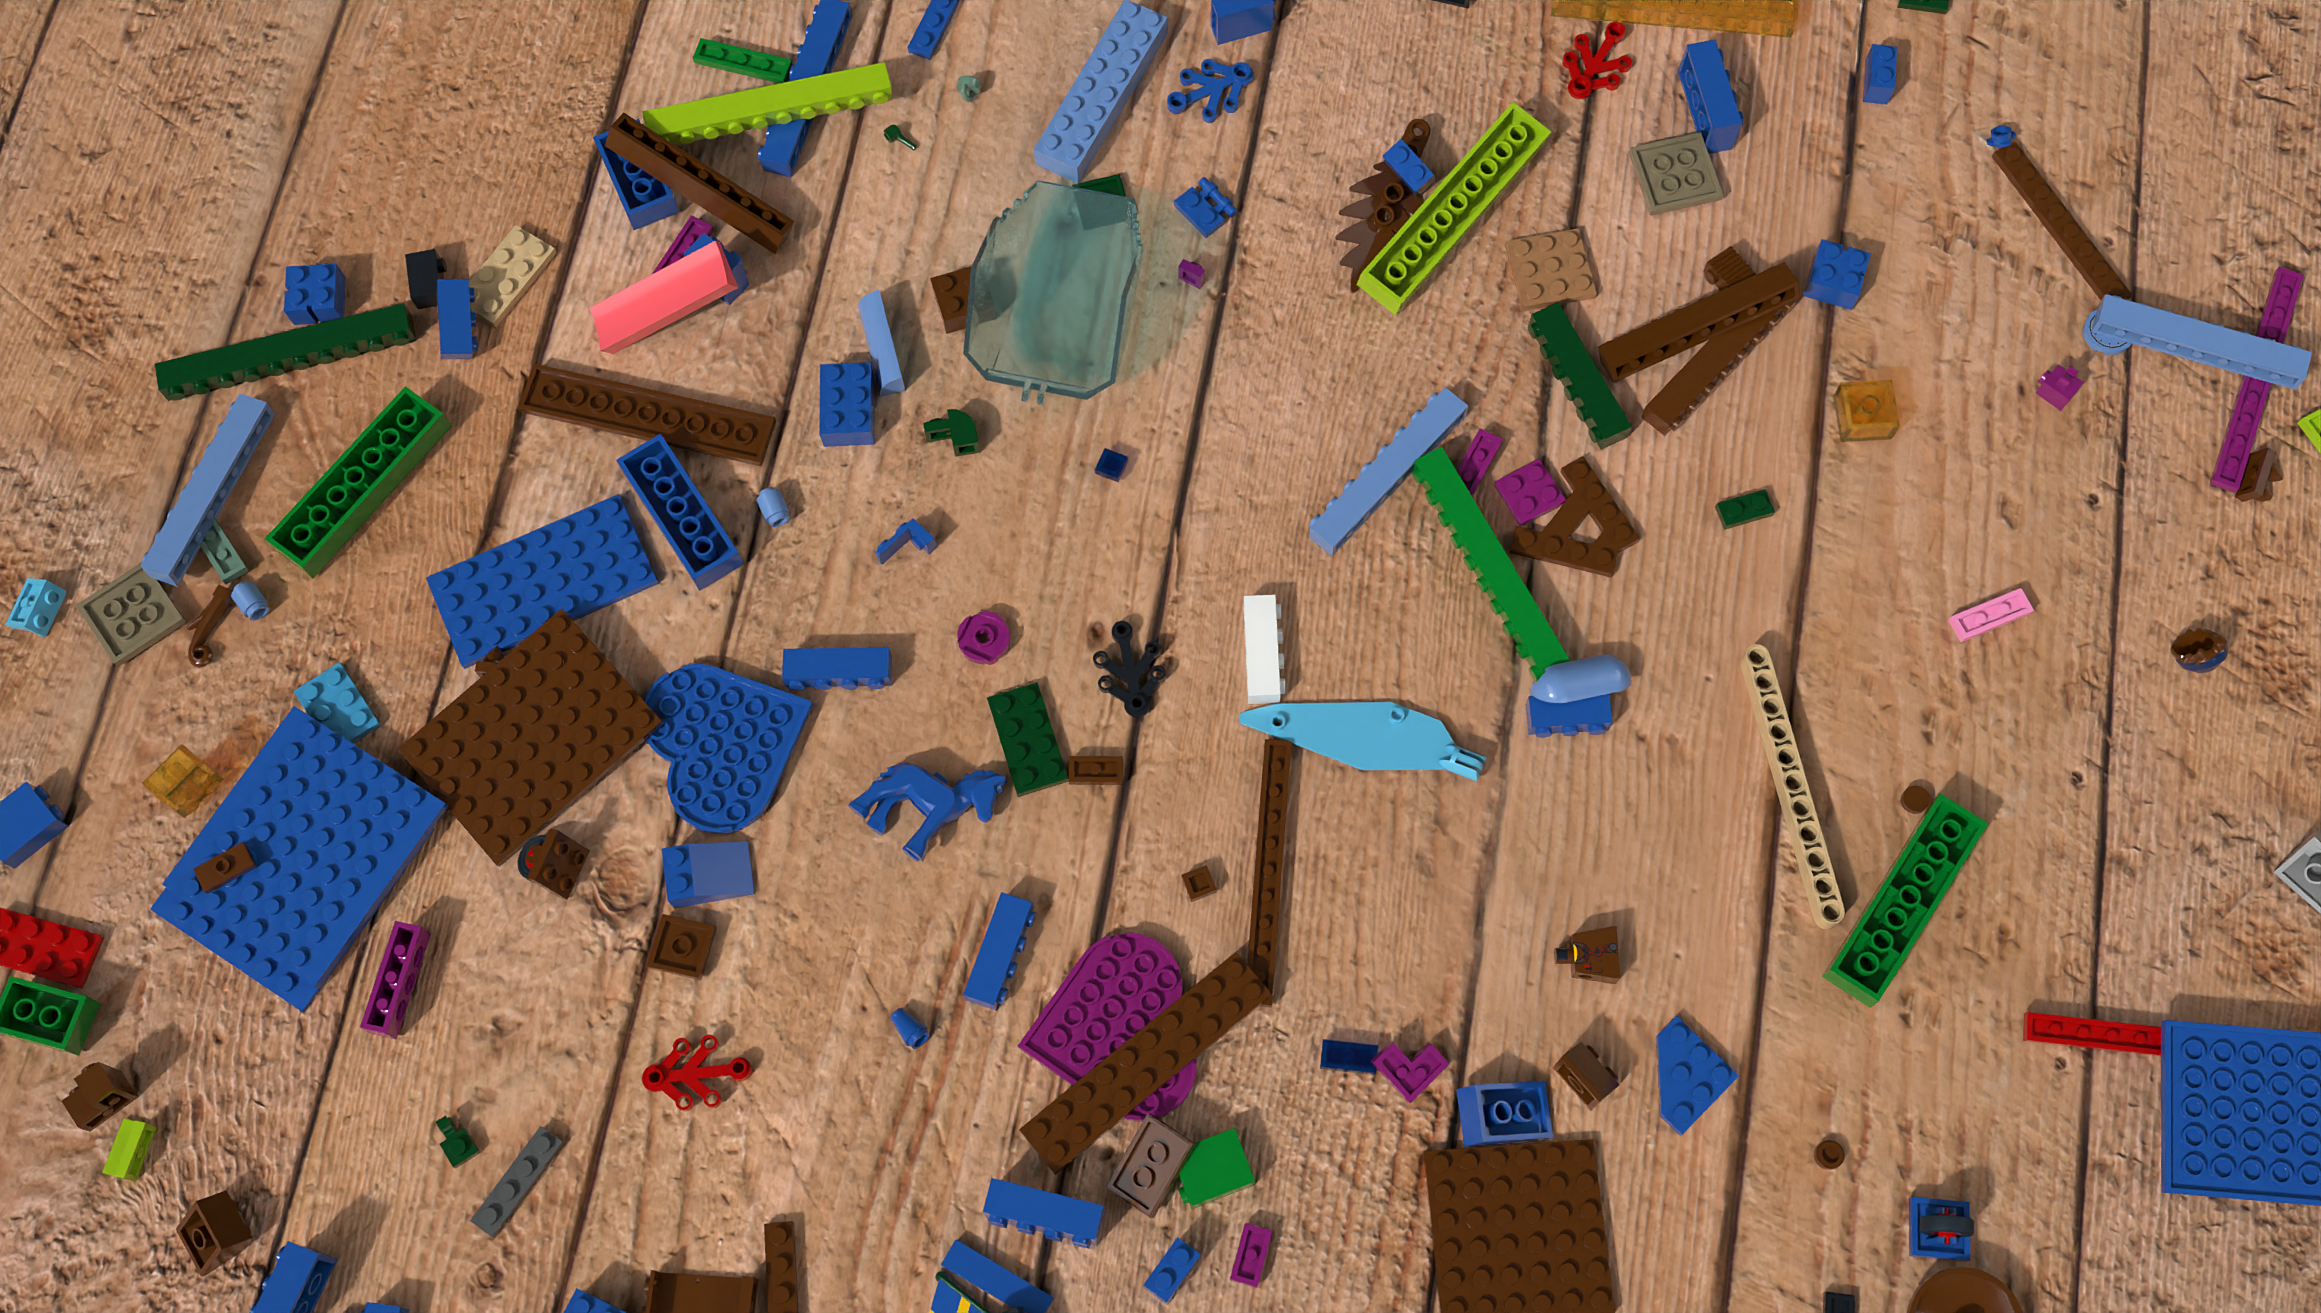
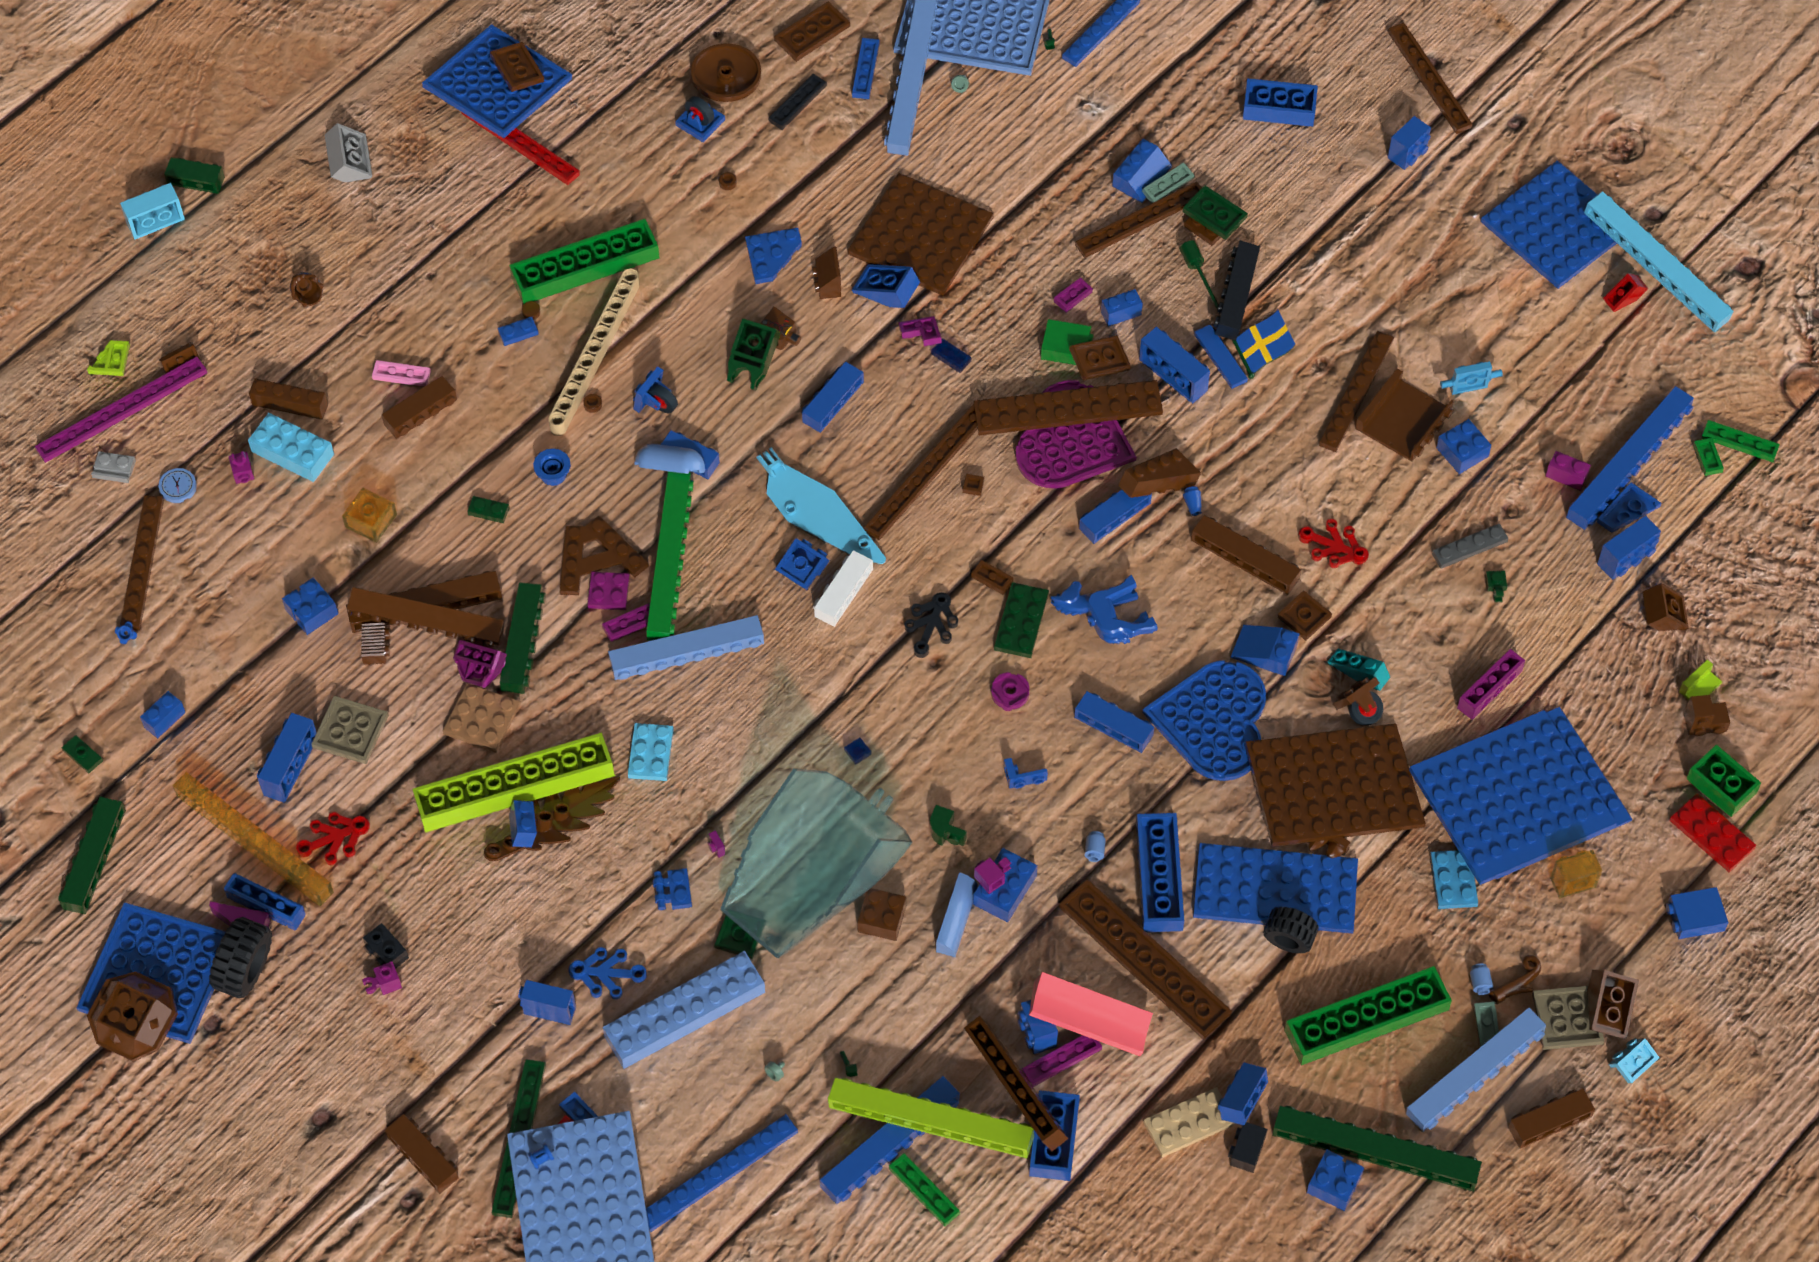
camera: 150 degrees left, 10 degrees down
(82, 651) = (1611, 1002): none -> reddish brown slope
(104, 488) = (1551, 1118): none -> reddish brown brick
(225, 867) = (1570, 802): reddish brown plate -> none
(489, 520) = (1291, 930): none -> black tyre
(576, 912) = (1360, 667): none -> teal slope
(799, 988) = (1246, 554): none -> reddish brown brick
(858, 379) = (991, 875): none -> magenta brick
(965, 1025) = (1160, 474): none -> reddish brown wedge
(1331, 651) = (802, 563): none -> blue plate
(1340, 337) = (650, 752): none -> medium azure plate
(1454, 900) = (832, 396): none -> blue brick
(1596, 314) = (478, 663): none -> magenta wedge
(1596, 893) = (750, 357): none -> dark green brick
(1668, 761) = (654, 394): none -> plate
(1714, 592) = (552, 466): none -> blue piece
(1738, 718) = (592, 403): none -> reddish brown tile
(1906, 761) = (518, 331): none -> blue plate
(1930, 583) = (419, 407): none -> reddish brown brick
(2028, 442) = (291, 447): none -> medium azure brick
(2086, 499) = (288, 399): none -> reddish brown brick
(2201, 341) = (138, 438): medium blue brick -> none
(2202, 305) = (113, 467): none -> light grey plate
(2242, 1144) = (517, 66): none -> reddish brown plate

